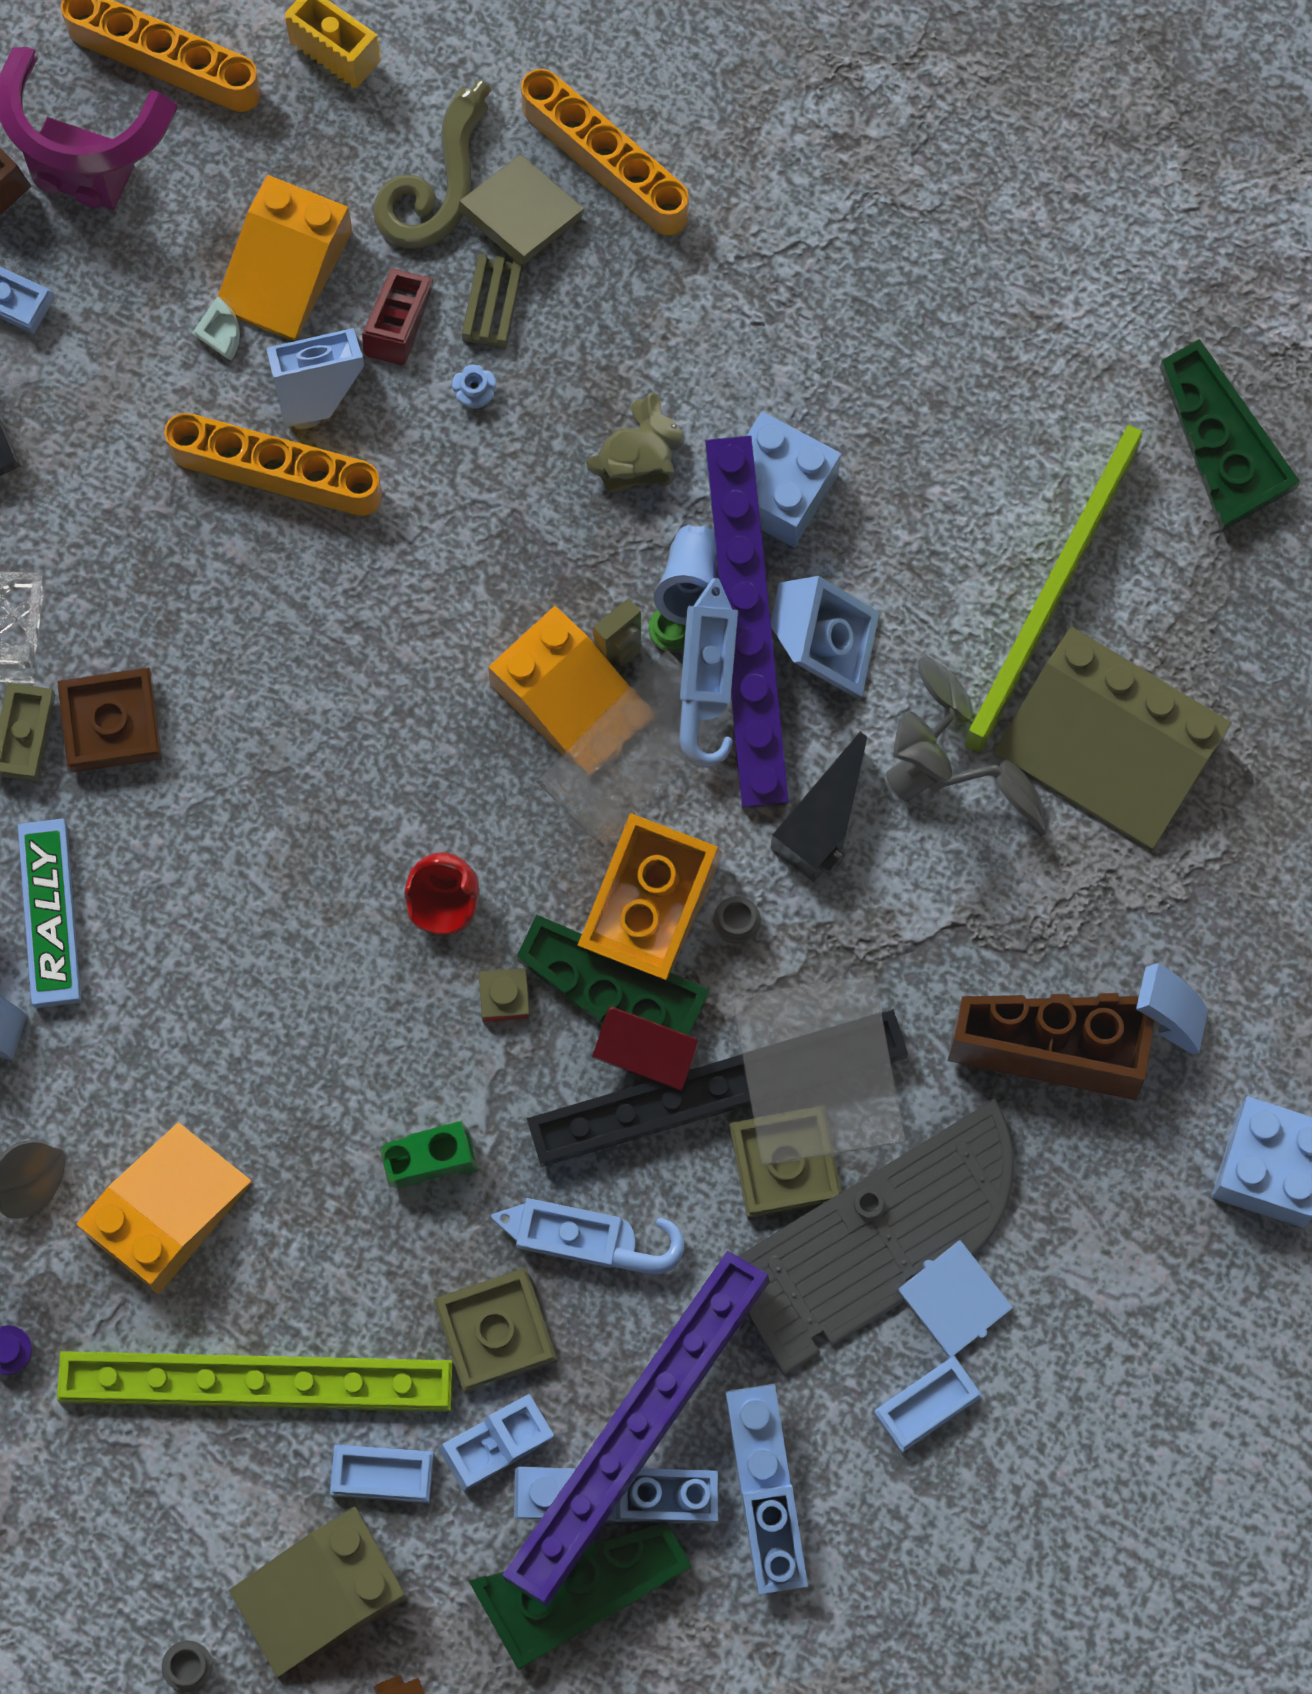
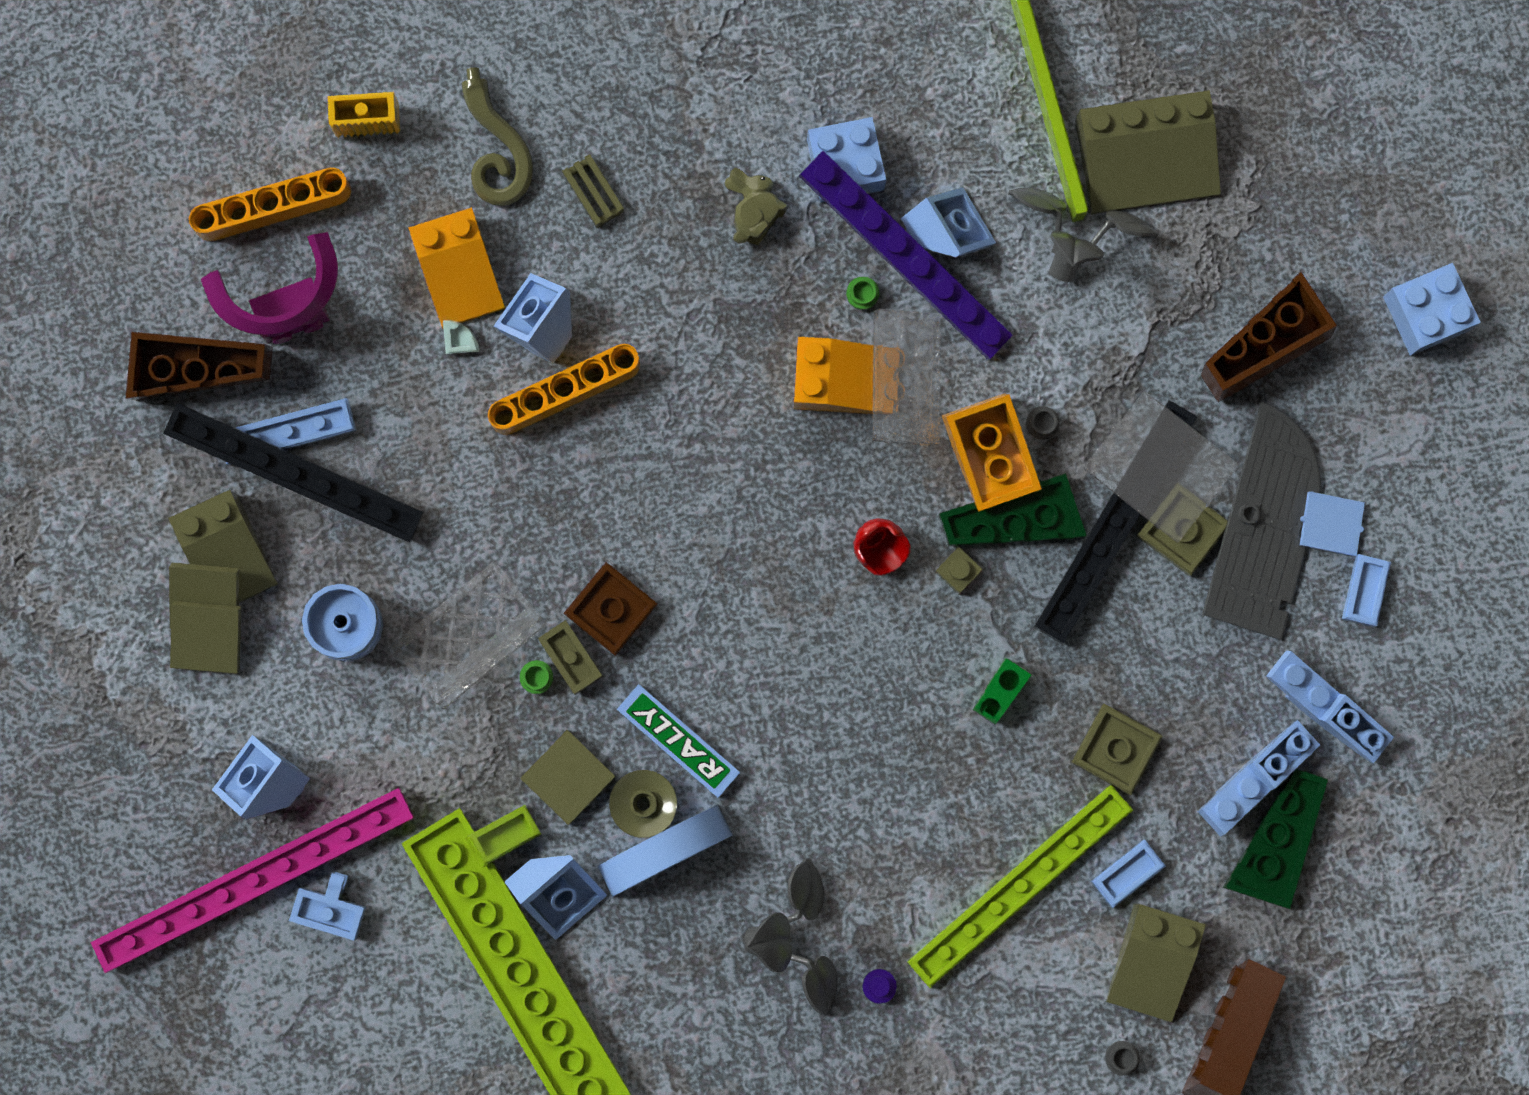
camera: 45 degrees left, 10 degrees up
(164, 1206) = (890, 838): light orange slope -> none
(389, 341) = (557, 263): dark red slope -> none
(476, 397) = (634, 256): light blue plate -> none
(496, 1442) = (1171, 805): light blue slope -> none
(520, 209) = (561, 124): olive tile -> none
(586, 1236) = (1120, 659): light blue plate -> none
(599, 133) = (562, 43): light orange beam -> none
(619, 634) = (847, 321): olive plate -> none
(636, 1429) = (1245, 735): dark purple plate -> none
(646, 1048) = (1065, 535): dark red slope -> none
(687, 572) = (854, 258): light blue plant -> none
(707, 670) = (913, 301): light blue plate -> none
(817, 827) = (1040, 328): black slope -> none
(1174, 1006) = (1312, 272): light blue slope -> none

